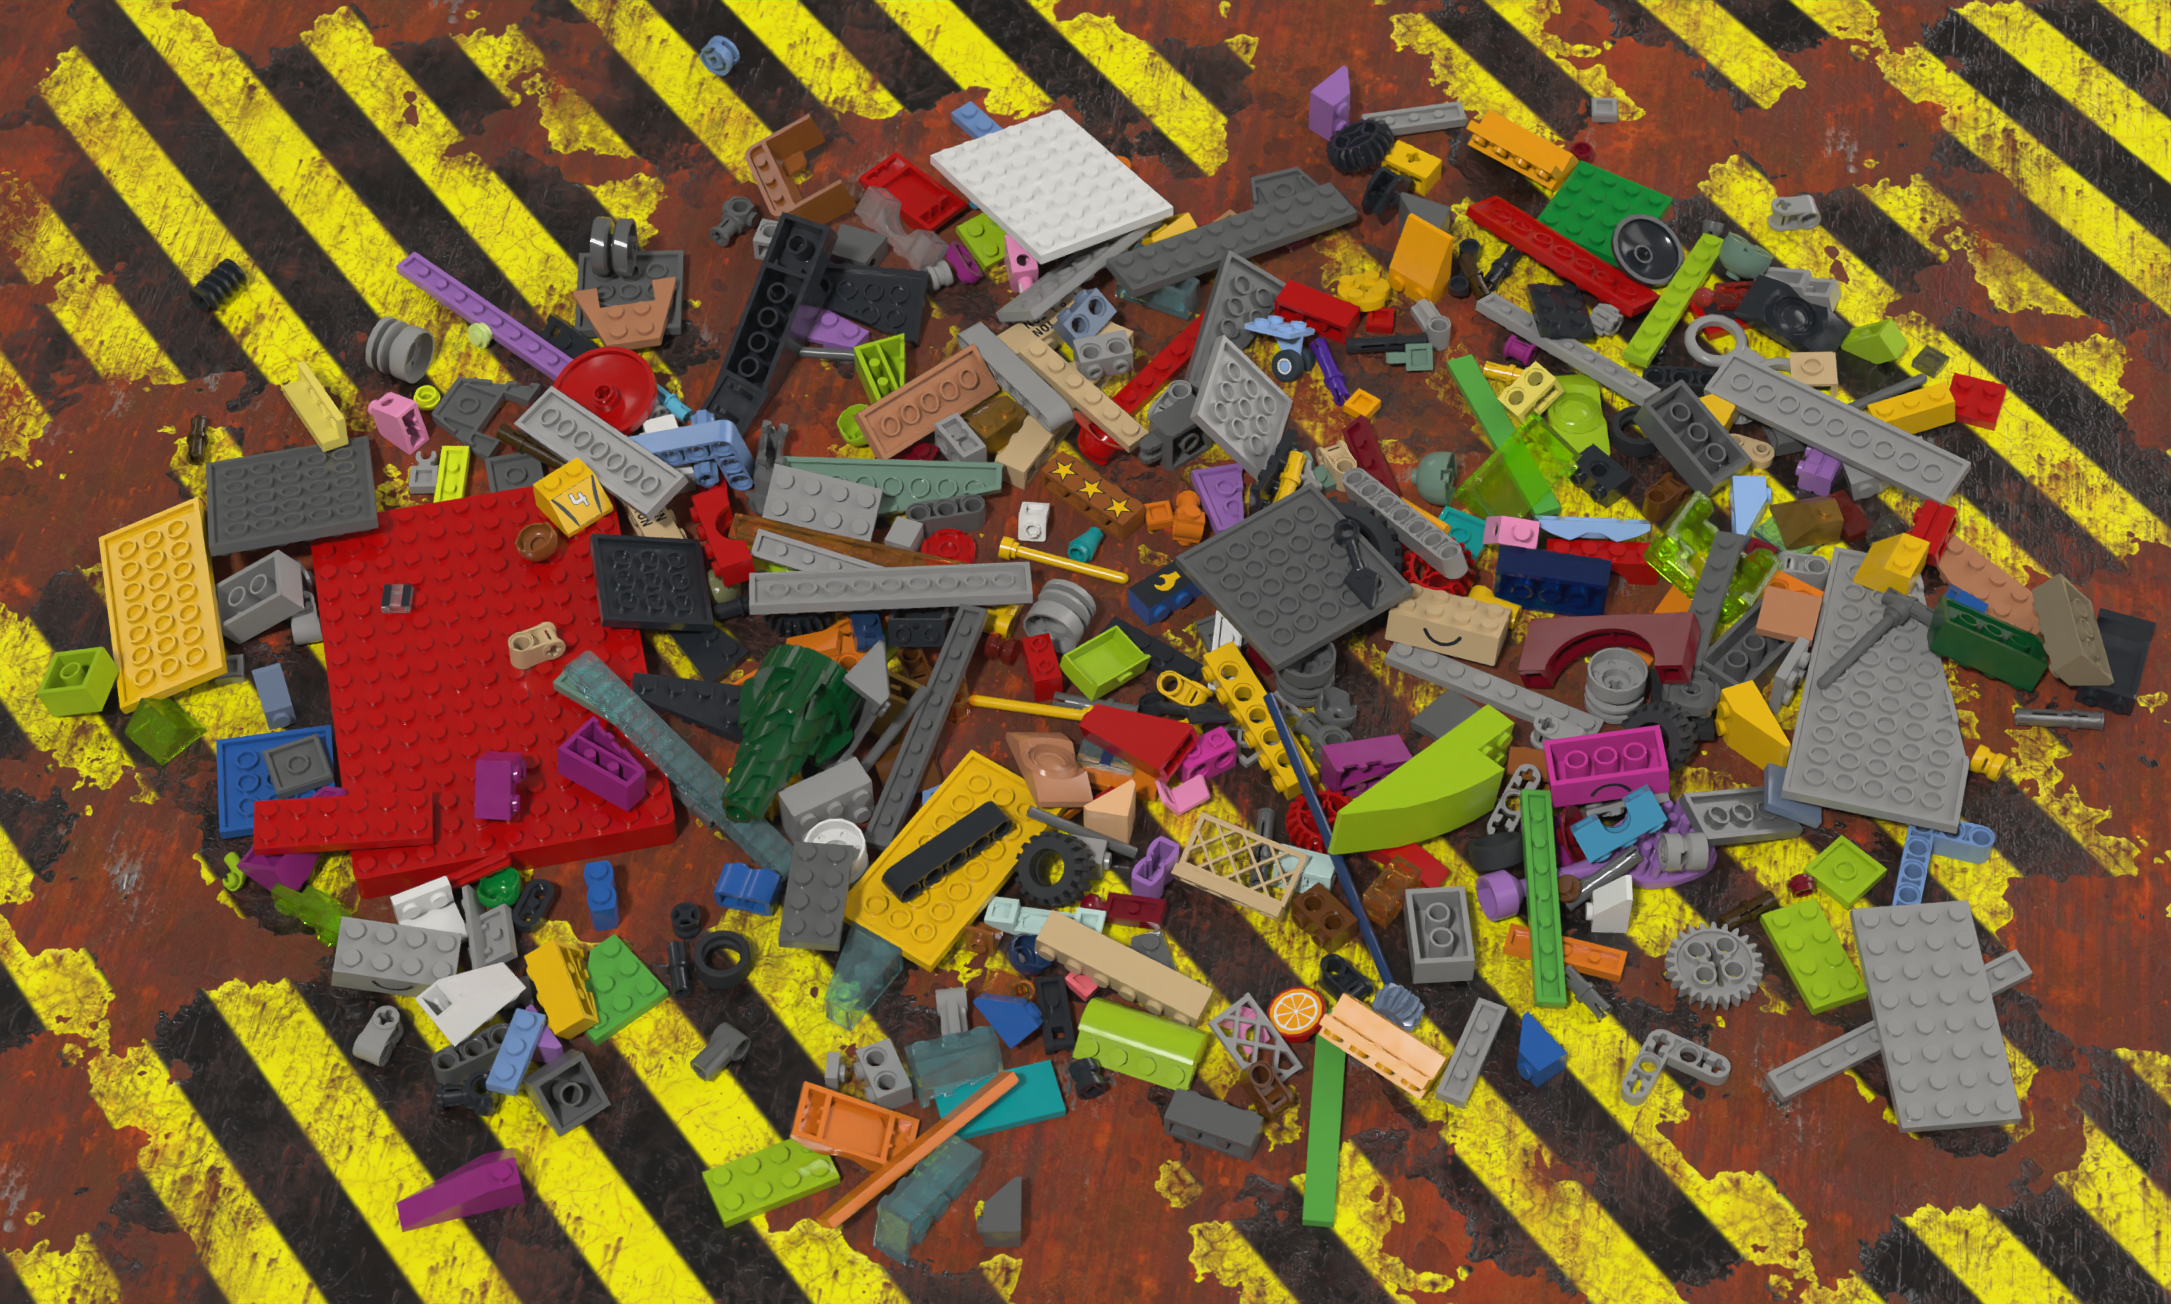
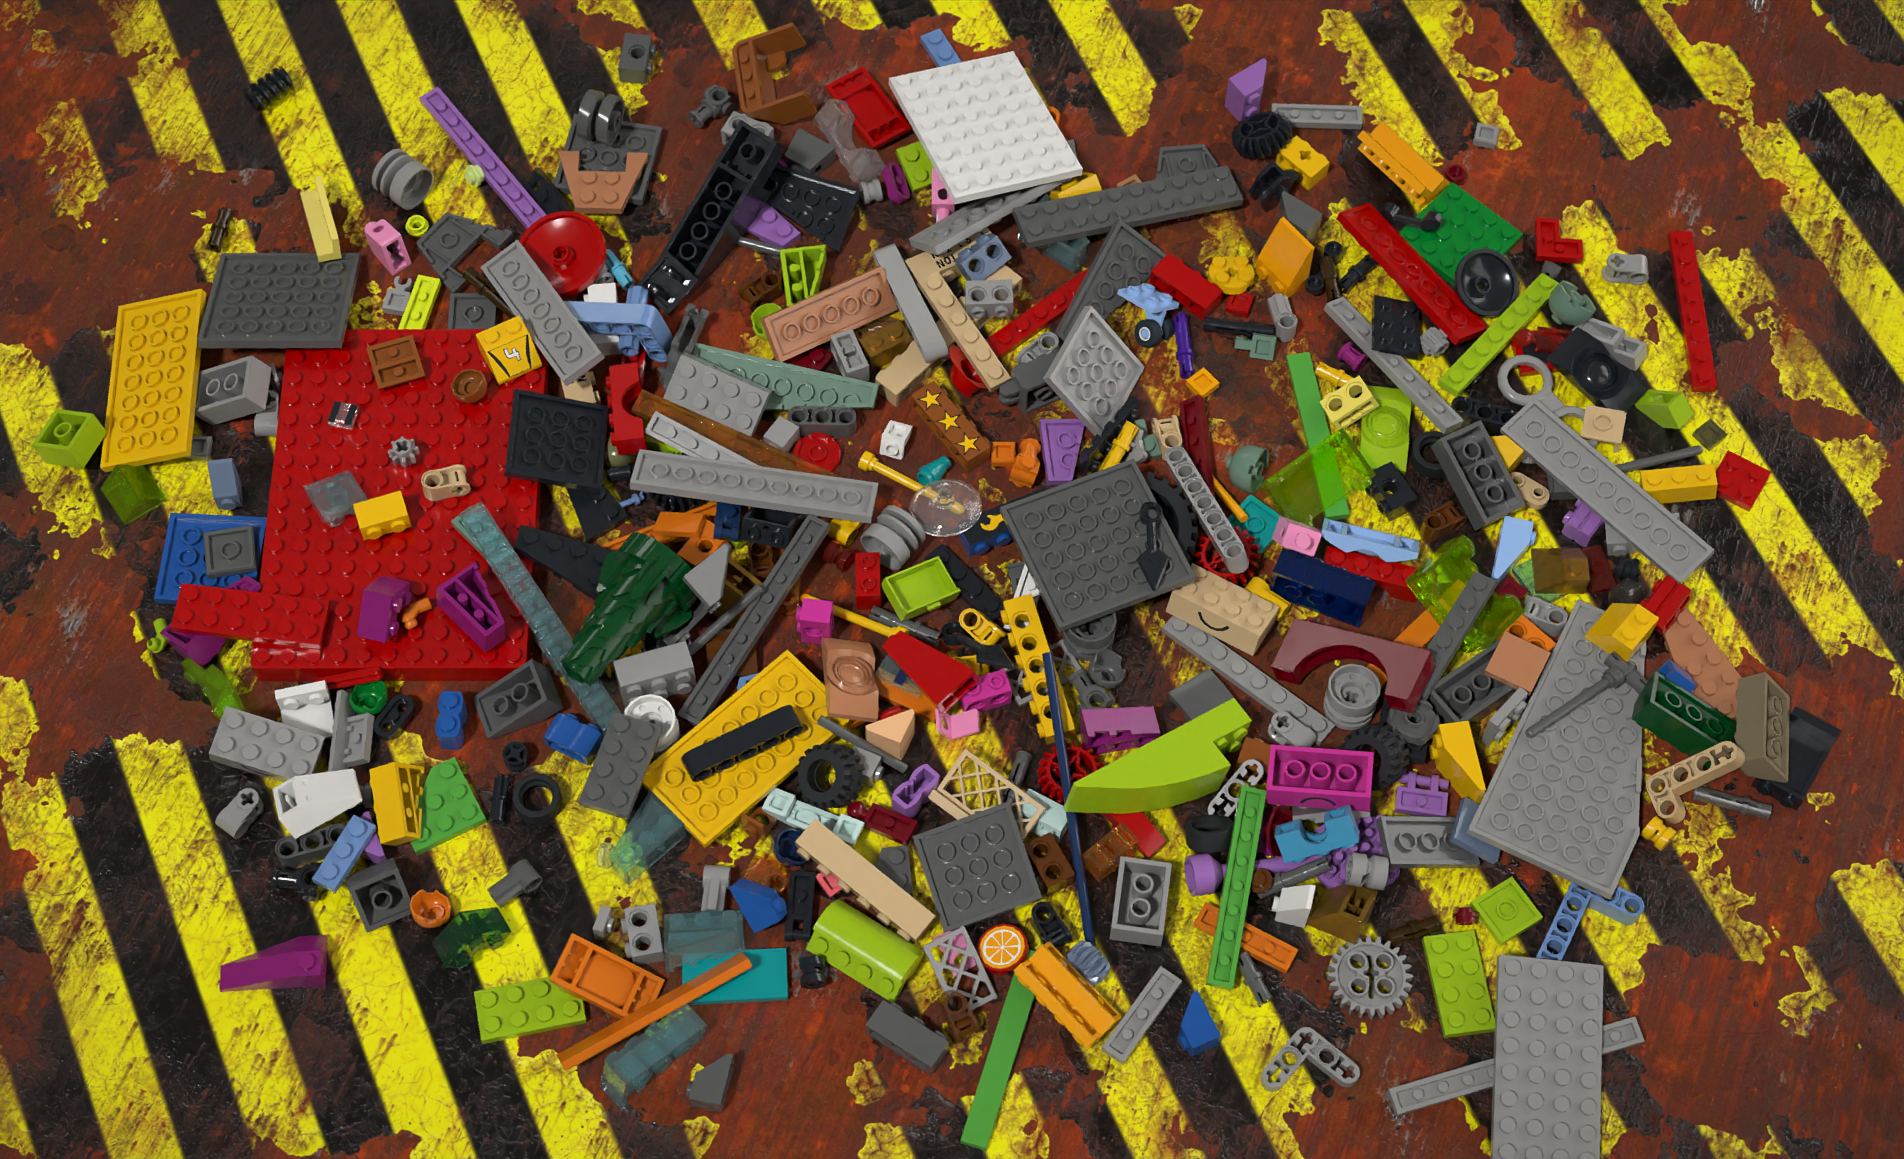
camera: 10 degrees right, 10 degrees up
(411, 684) = (335, 497): none -> clear light blue slope
(443, 533) = (395, 362): none -> dark orange slope
(470, 691) = (382, 515): none -> yellow brick
(478, 622) = (403, 452): none -> light grey gear
(532, 782) = (413, 610): none -> orange arm
(629, 1095) = (430, 909): none -> orange hair
(635, 186) = (635, 58): none -> dark grey brick
(673, 861) = (518, 700): none -> dark grey slope
(681, 1110) = (470, 933): none -> clear green brick
(753, 633) = (635, 499): none -> medium blue hand
(817, 1002) = (604, 851): none -> clear tile
(841, 394) = (758, 290): none -> reddish brown piece
(994, 715) = (815, 620): none -> dark pink brick
(1112, 574) = (946, 507): none -> clear dish
(1247, 932) = (977, 867): none -> dark grey plate
(1569, 201) = (1429, 223): none -> black bar
(1667, 902) = (1343, 911): none -> pearl gold slope
(1705, 205) = (1552, 247): none -> red plate
(1719, 777) = (1421, 801): none -> medium lavender plate
(1876, 244) = (1692, 311): none -> red plate
(1878, 506) = (1626, 568): none -> black wheel
(2015, 695) = (1695, 778): none -> tan beam

